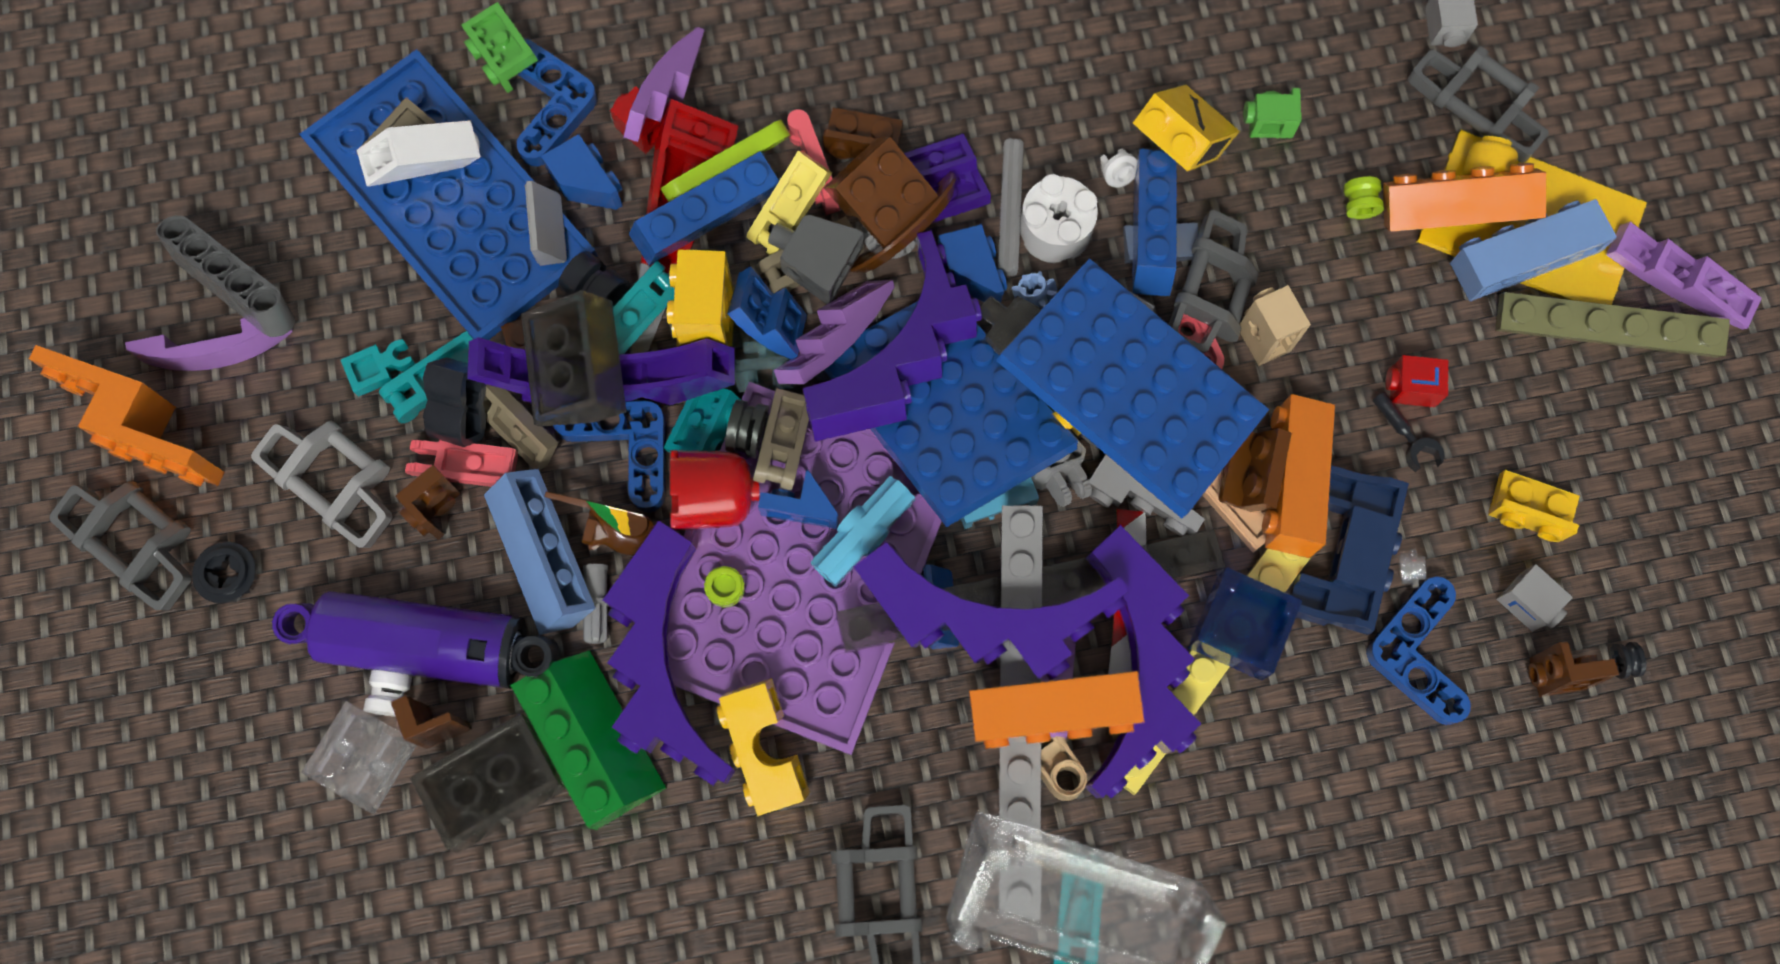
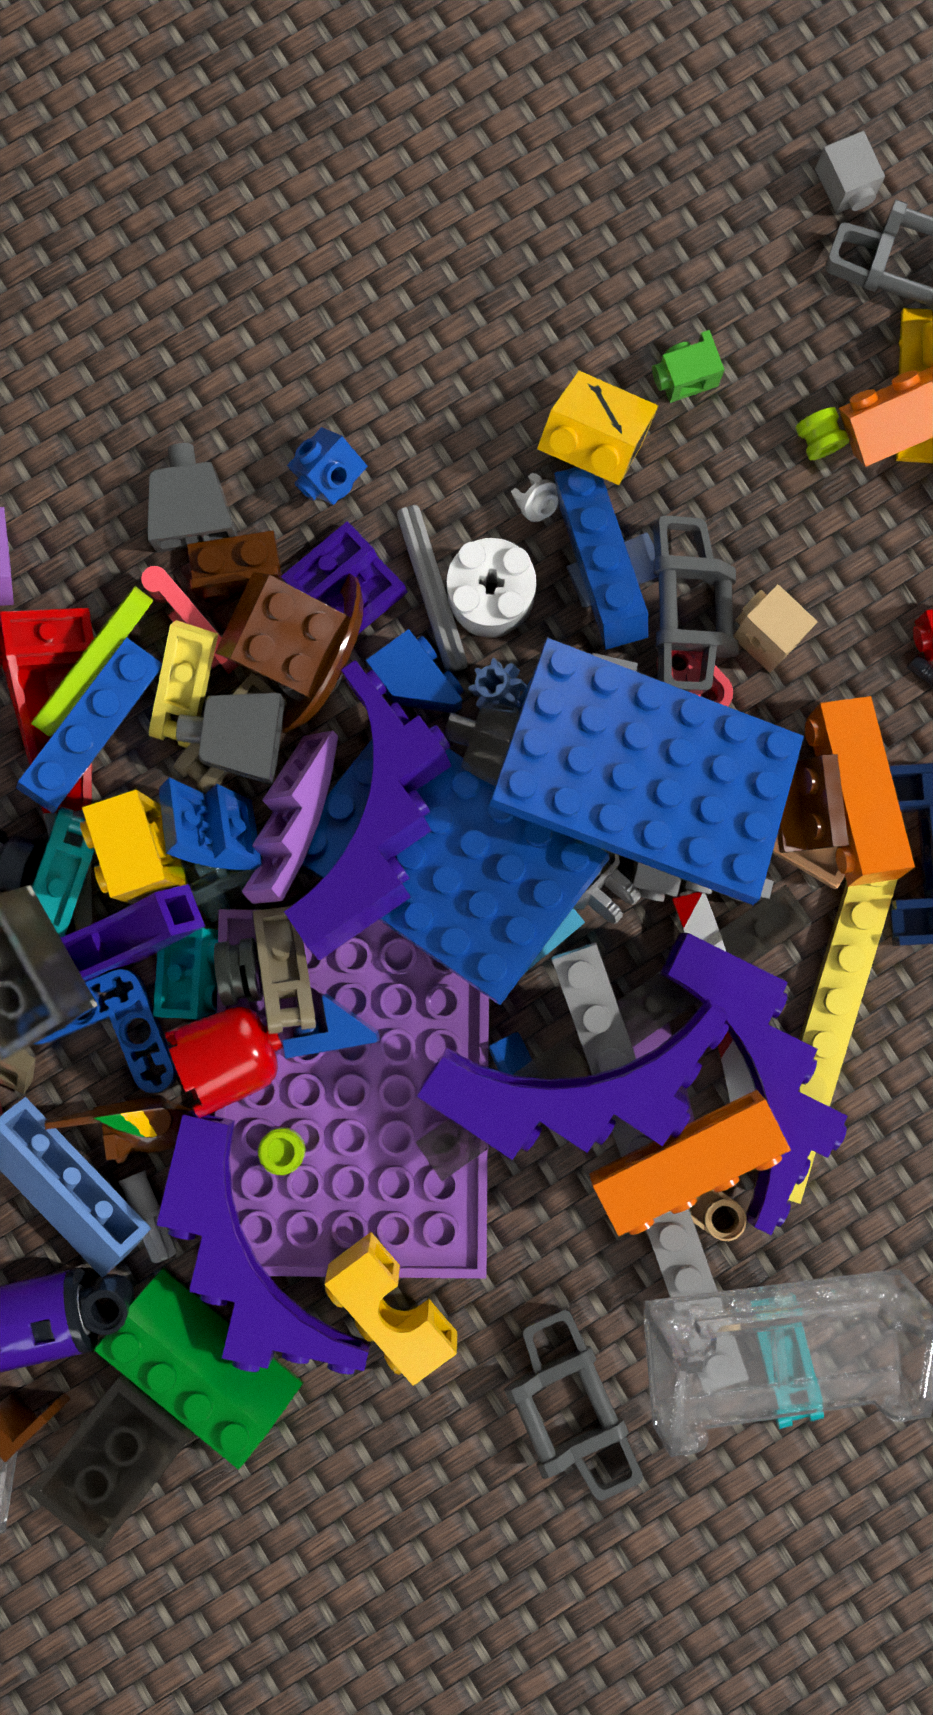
camera: 15 degrees left, 10 degrees up
(843, 76) = (186, 503): none -> dark grey torso
(862, 531) = (408, 1036): medium azure piece -> none
(962, 86) = (326, 466): none -> blue brick
(1245, 624) = (856, 984): clear blue container -> none

